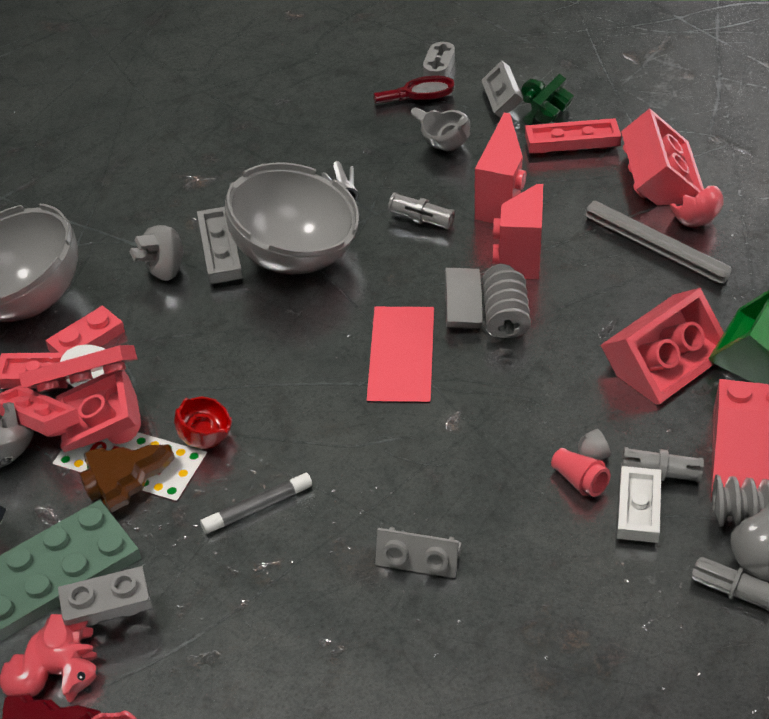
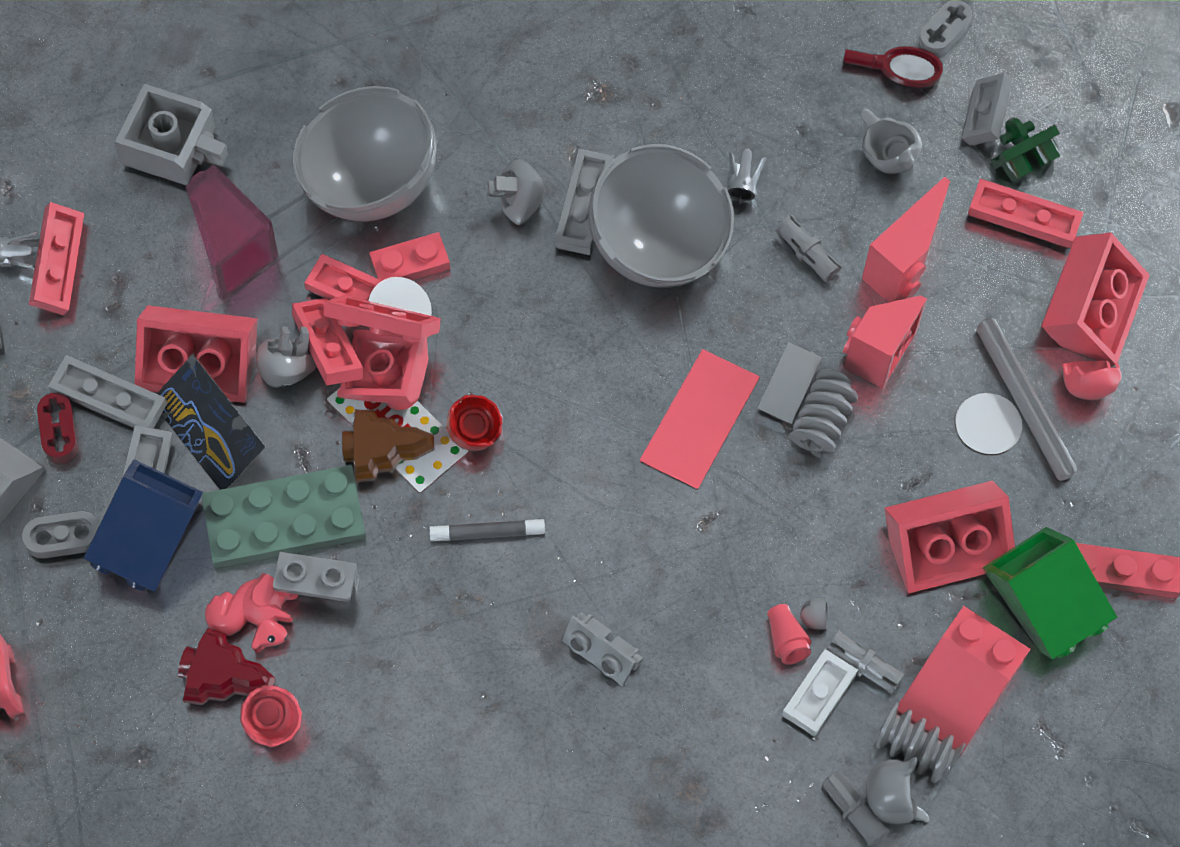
camera: 20 degrees right, 20 degrees up
(638, 270) = (988, 423): none -> white sticker

